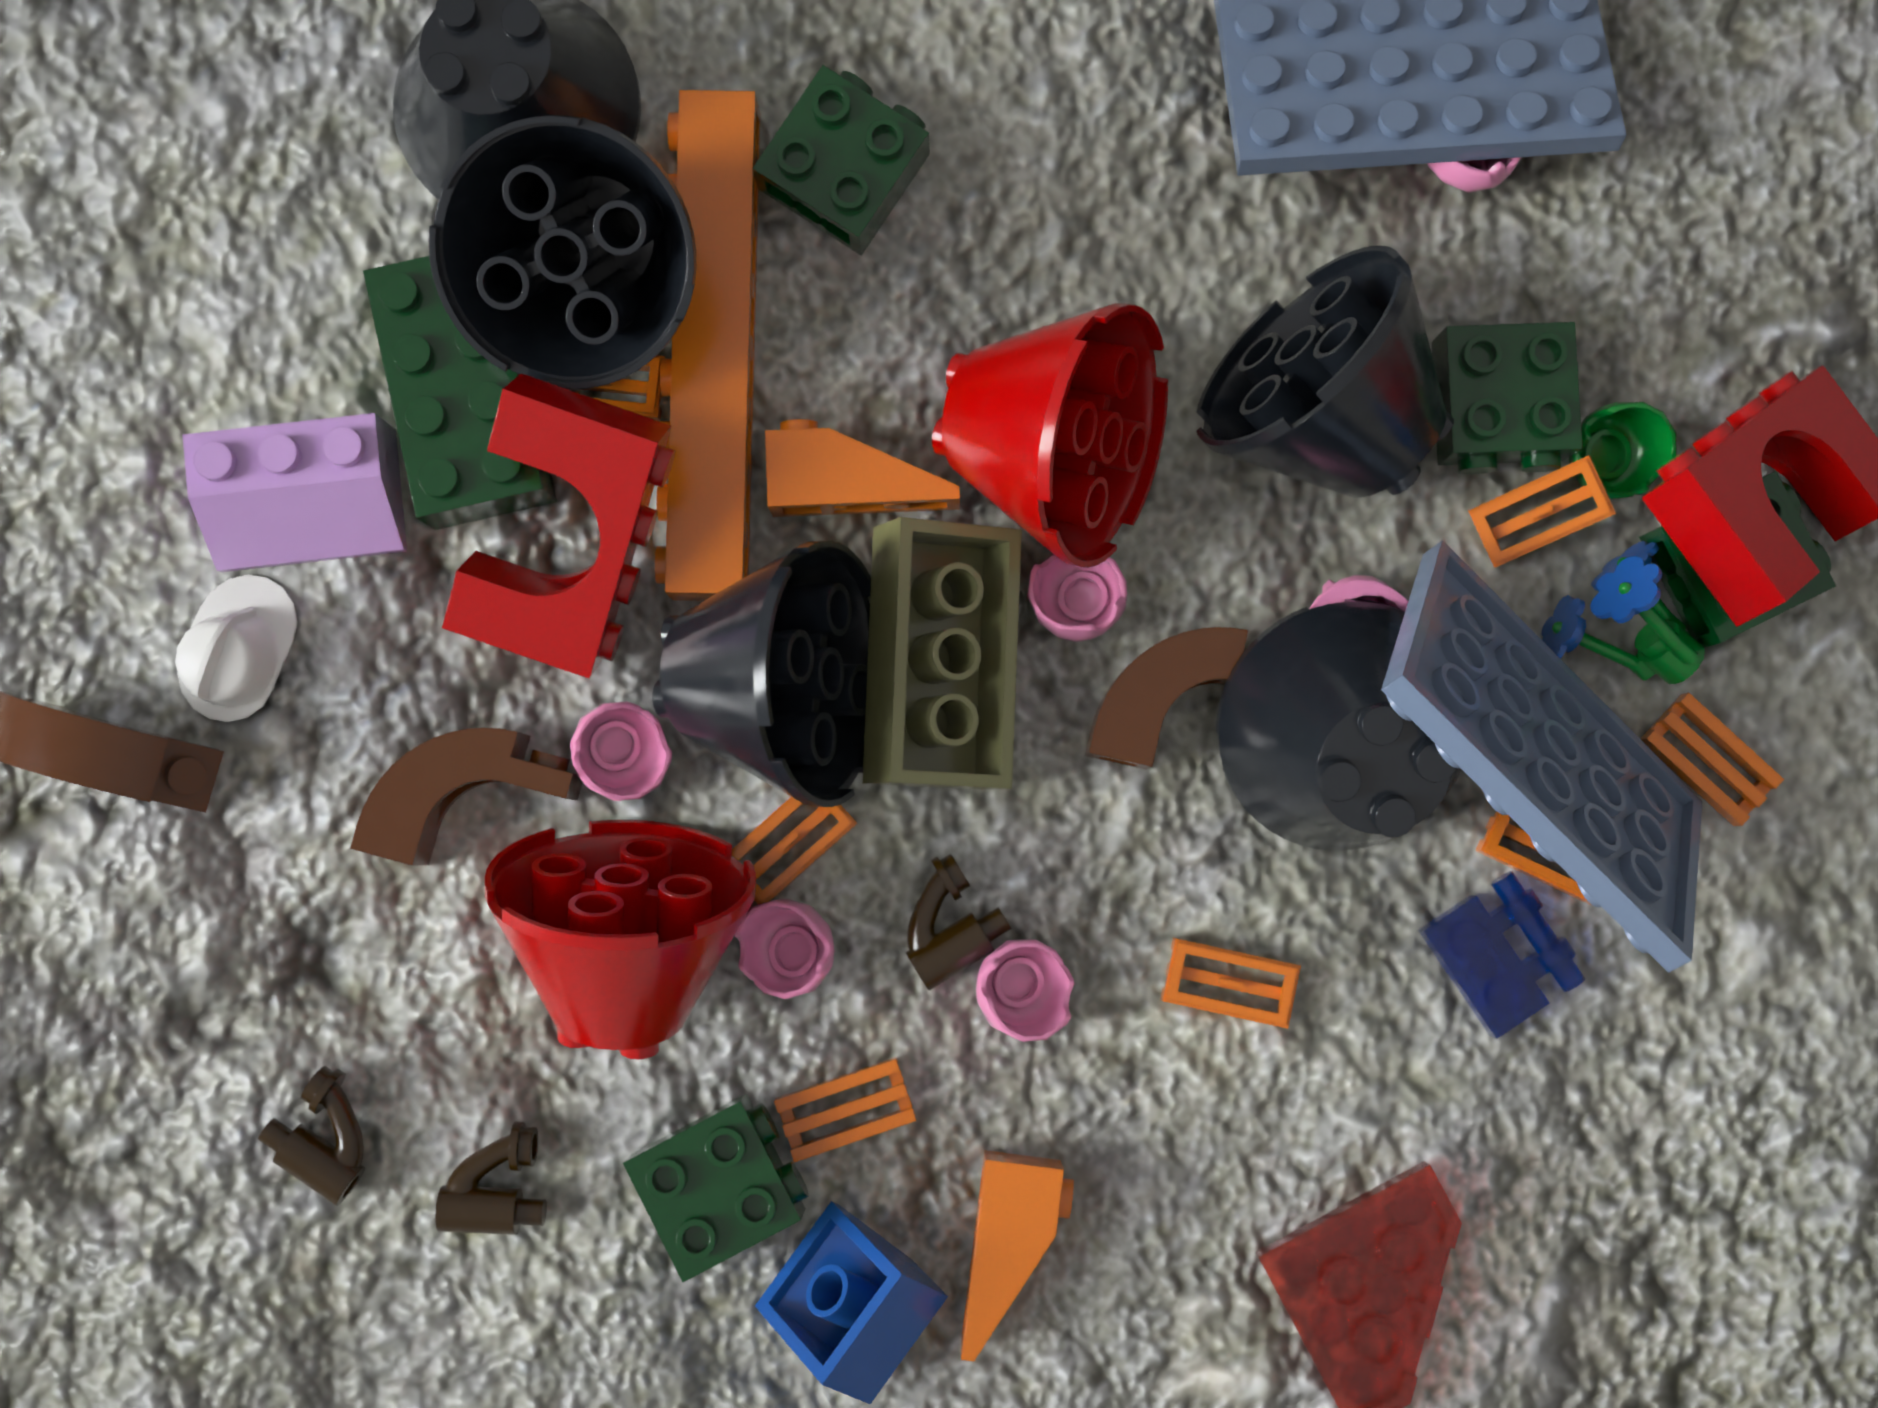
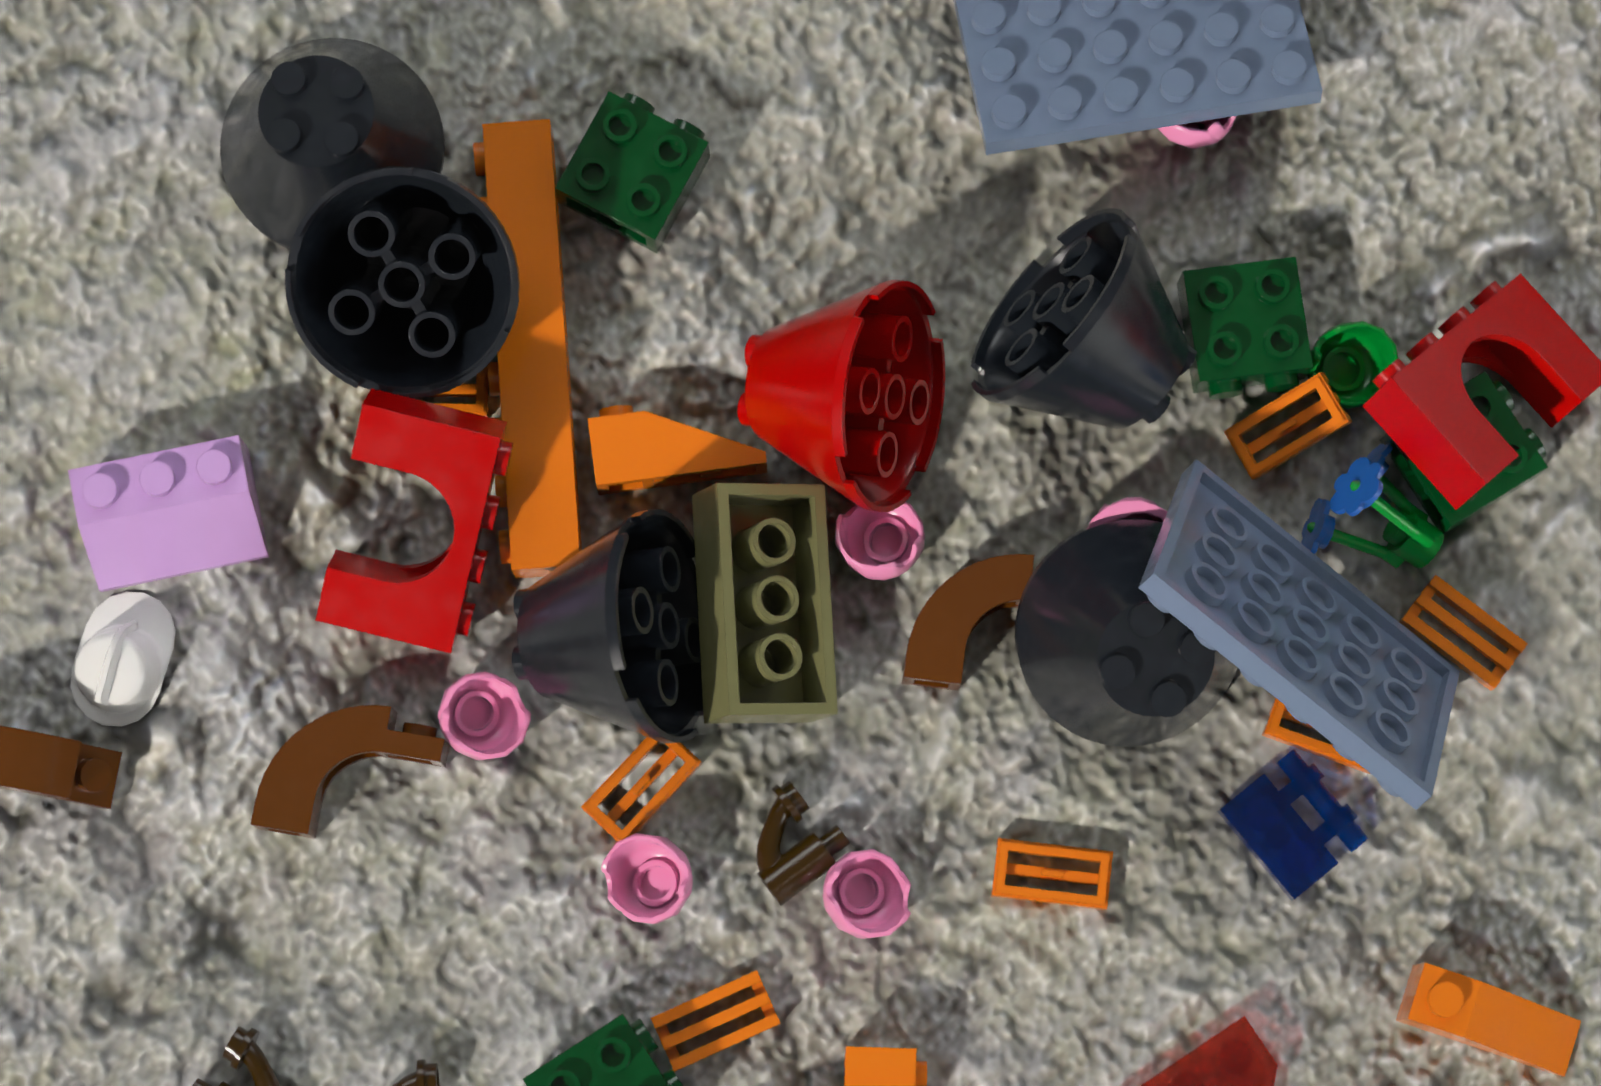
camera: 10 degrees left, 5 degrees down
(445, 405) = (301, 419): dark green brick -> none
(619, 925) = (502, 869): red cone -> none
(1695, 1191) = (1488, 1018): none -> orange slope

